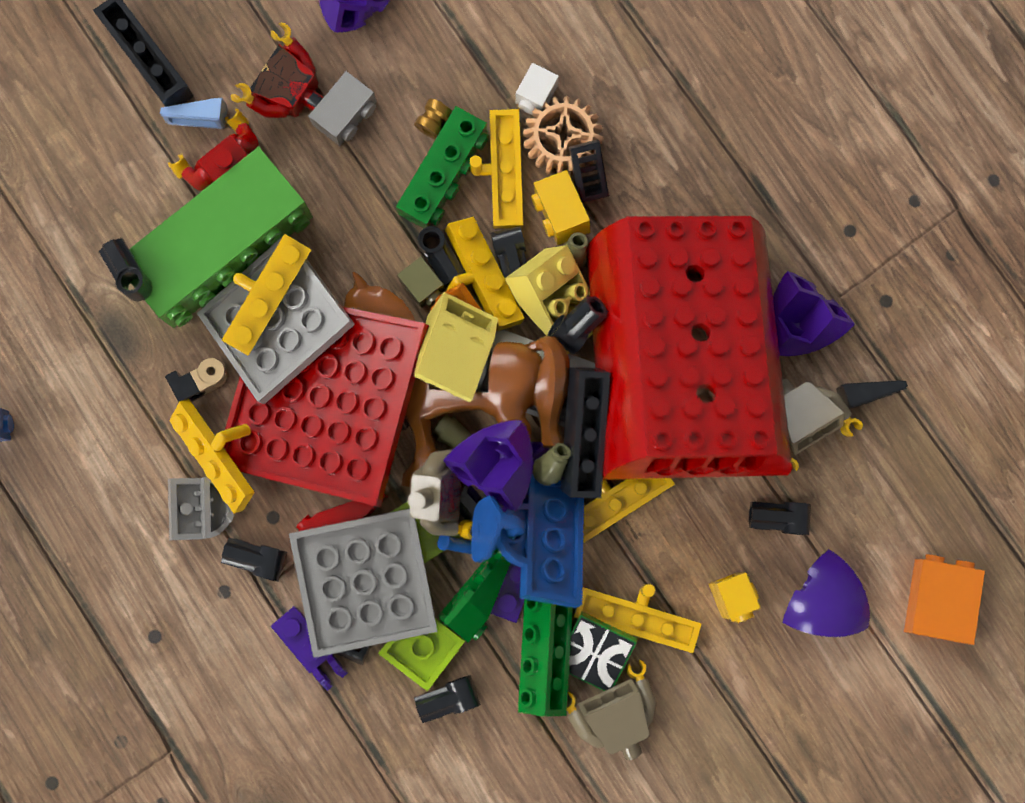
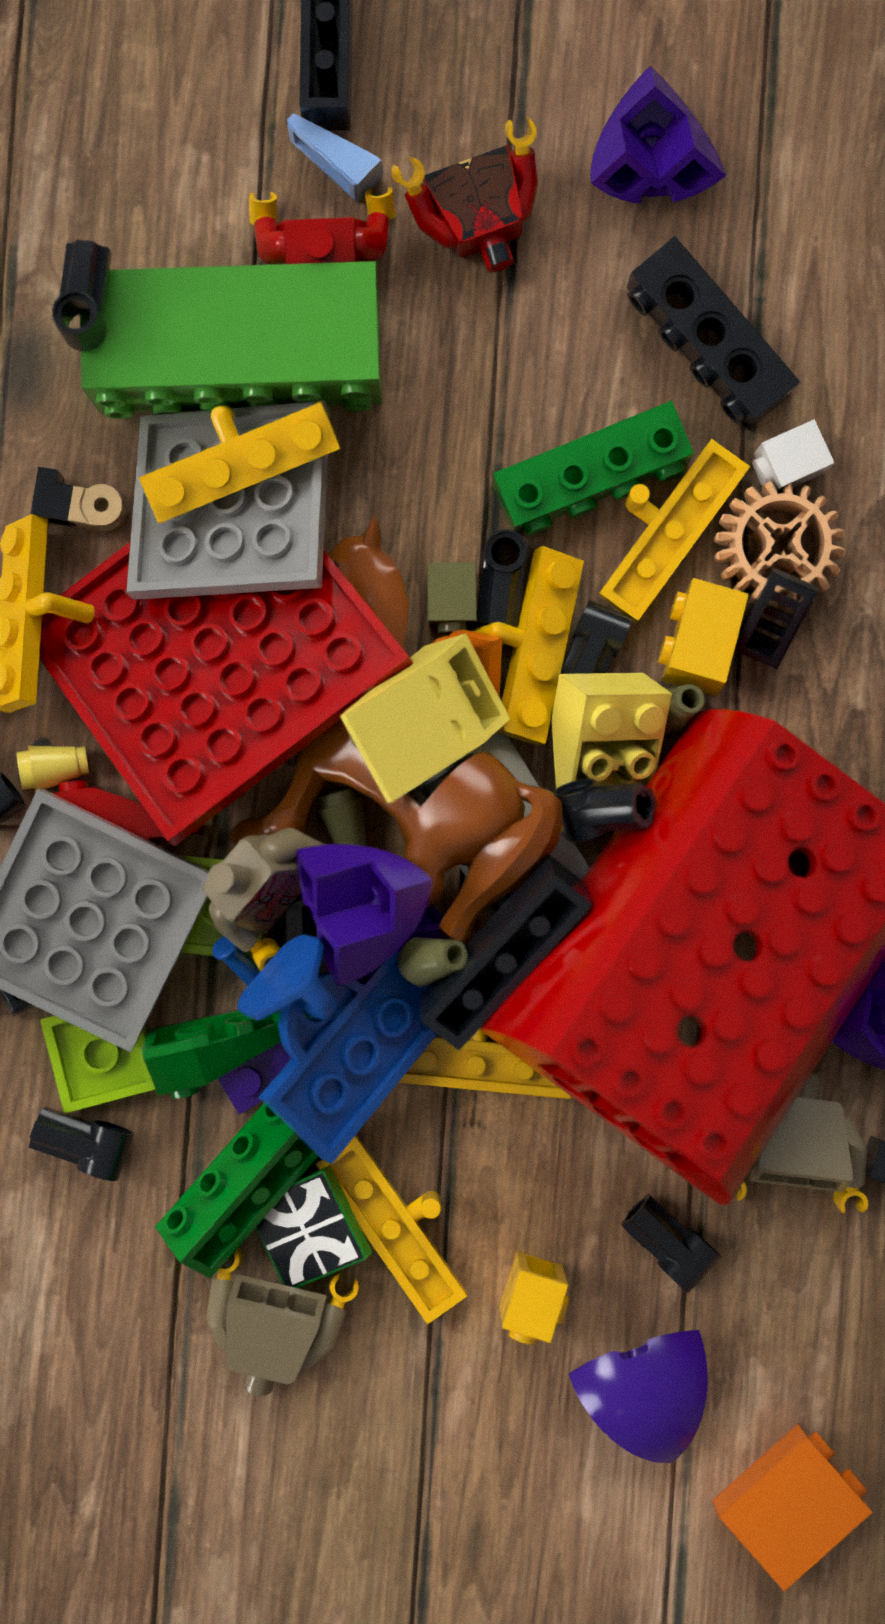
camera: 40 degrees right, 5 degrees up
(284, 521) = (50, 765): none -> light yellow cone
(343, 109) = (526, 293): light grey brick -> none
(408, 43) = (677, 271): none -> black brick
(433, 119) = (631, 394): pearl gold wheel -> none

